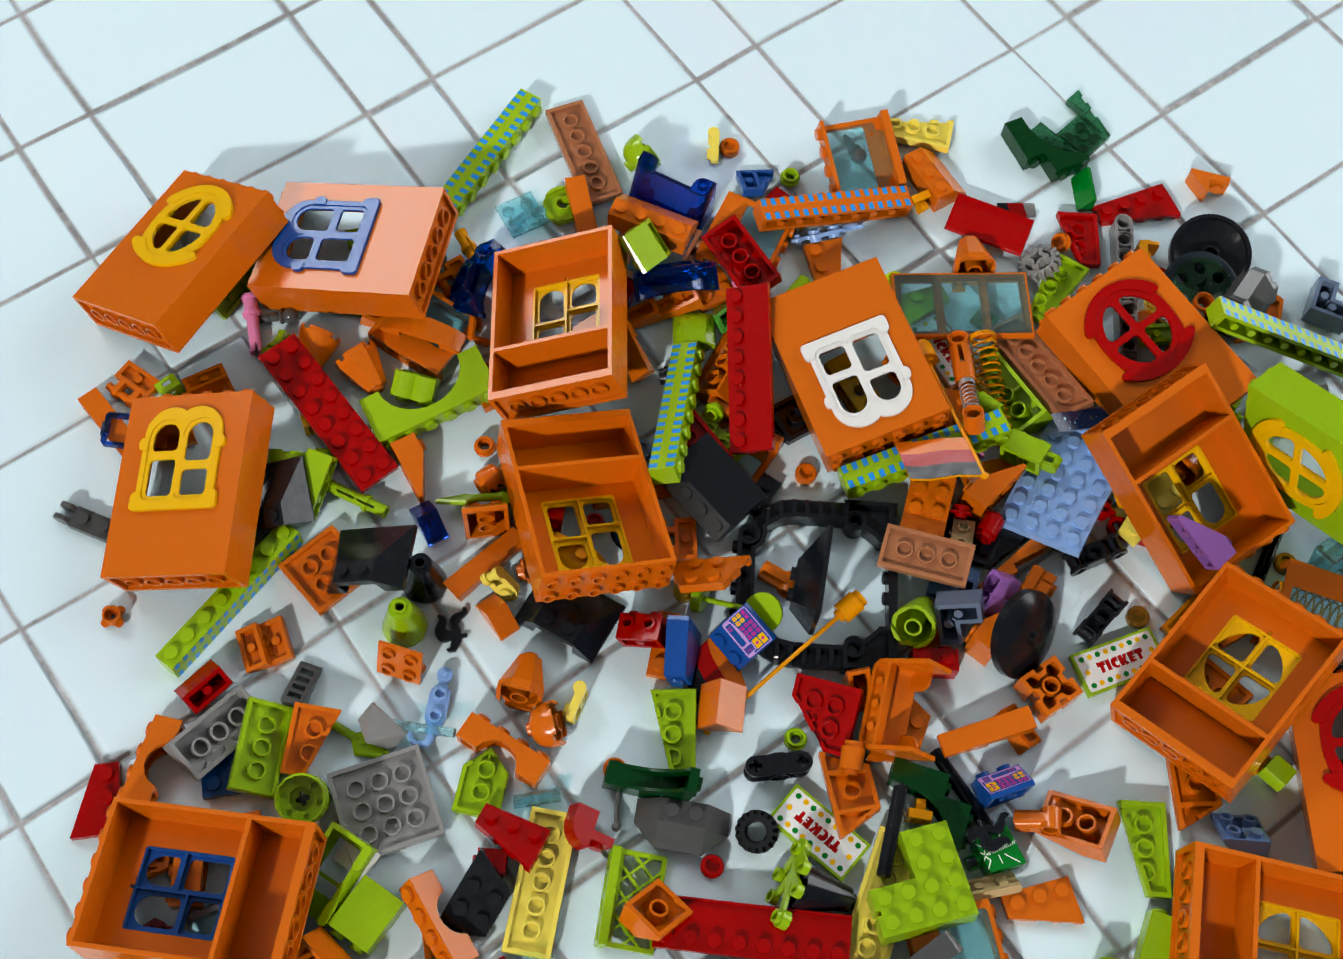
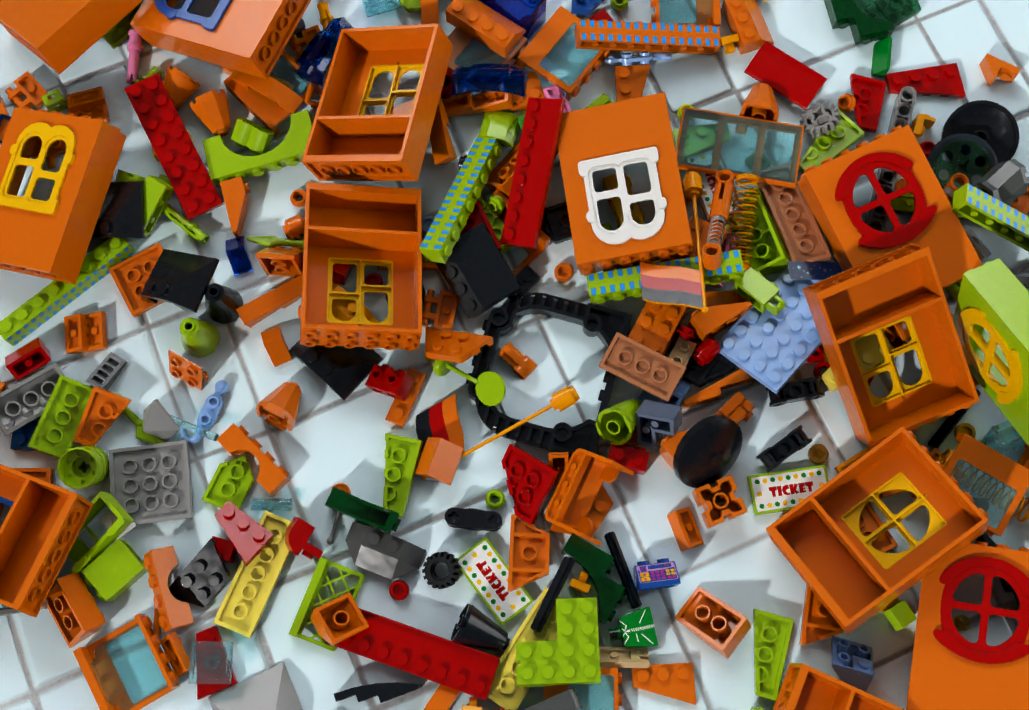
camera: 20 degrees right, 10 degrees up
(289, 316) = (160, 54): dark grey bar -> none
(454, 636) = (238, 356): black piece -> none
(506, 588) = (284, 319): light yellow plate -> none
(547, 725) = (293, 446): orange cylinder -> none
(573, 709) = (318, 437): light yellow plate -> none
(644, 246) = (468, 46): lime slope -> none
(681, 650) = (416, 406): blue slope -> none
(740, 254) = (553, 68): red slope -> none
(743, 636) = (468, 406): blue slope -> none
(790, 883) = (453, 625): lime plant -> none
(810, 581) = (534, 368): black slope -> none
(852, 757) = (534, 526): orange brick -> none
(985, 840) = (628, 620): black piece -> none
(987, 731) = (656, 528): orange slope -> none
(988, 403) = (732, 242): lime cone -> none
(997, 590) = (697, 407): medium lavender brick -> none
(1022, 209) = (817, 65): sticker -> none
(1046, 821) = (684, 613): orange piece -> none
(1207, 545) = (889, 408): medium lavender slope -> none

